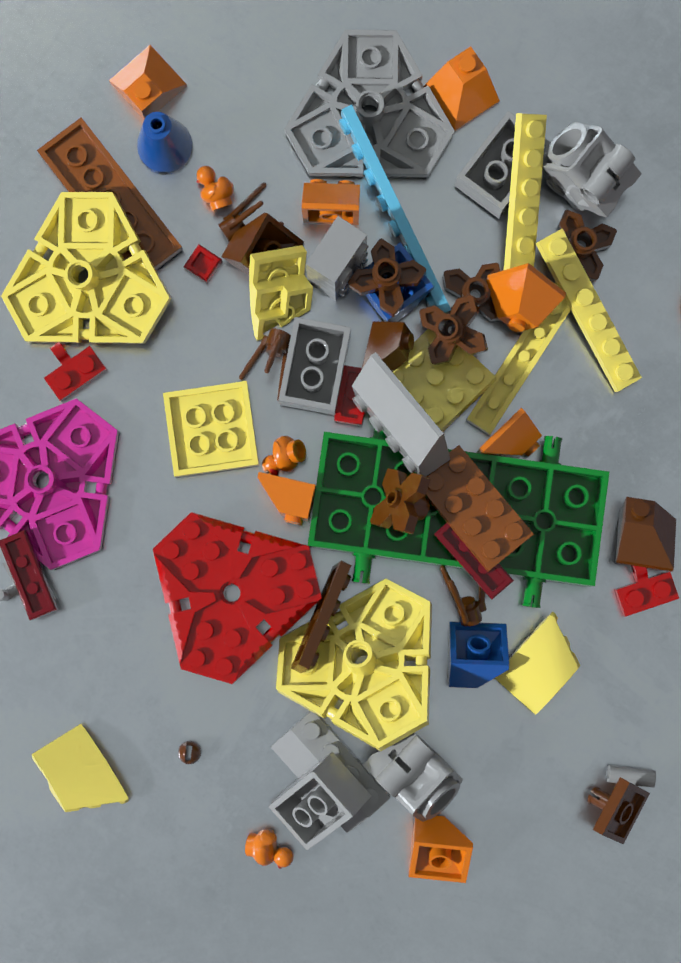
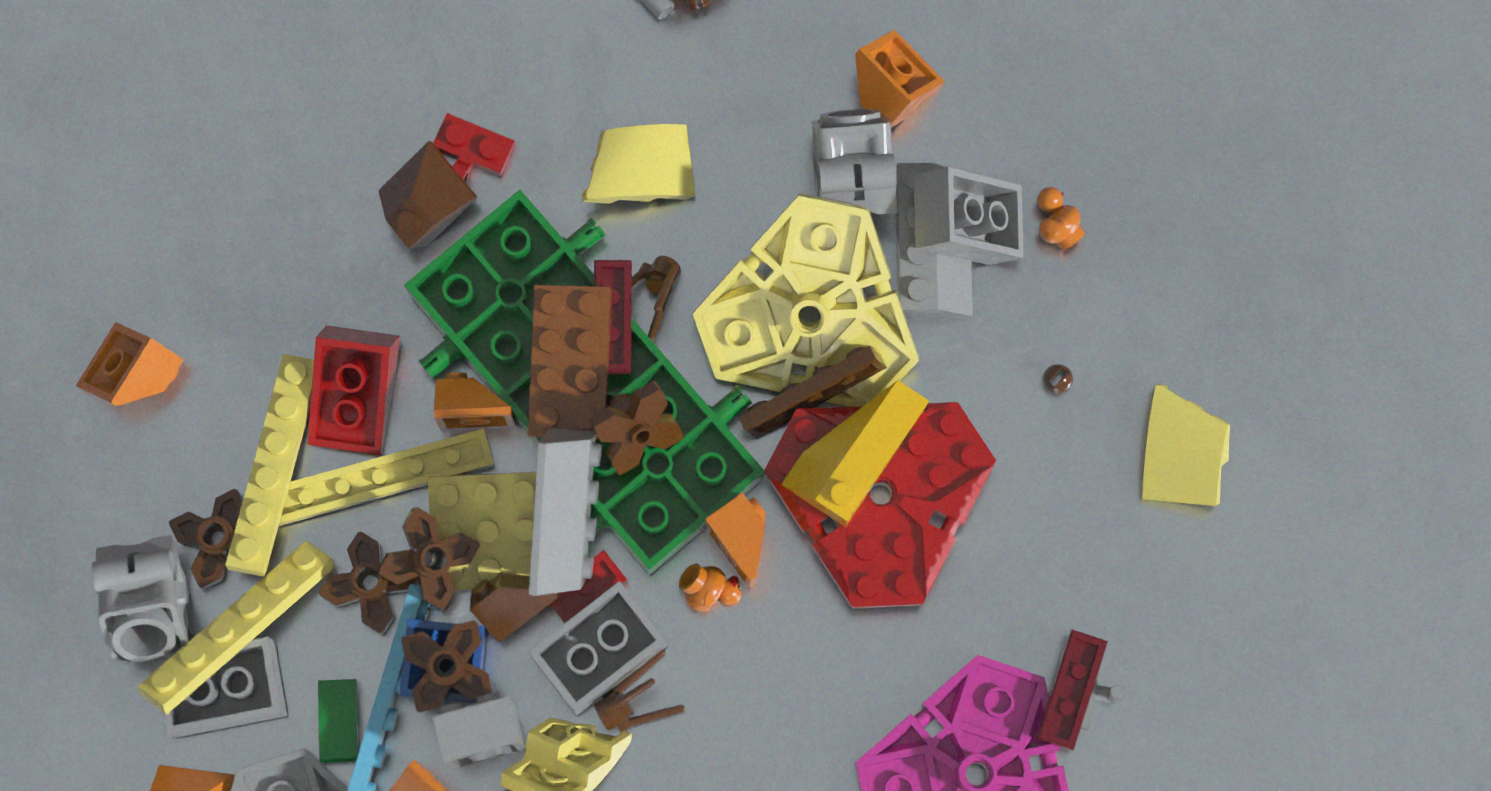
camera: 145 degrees left, 5 degrees down
(210, 429) = (759, 680): light yellow plate -> none
(263, 593) = (850, 458): none -> yellow wedge
(424, 205) = (337, 720): none -> green slope
(476, 654) = (691, 228): blue slope -> none
(523, 296) = (329, 529): orange slope -> none
(585, 392) = (352, 389): none -> red slope

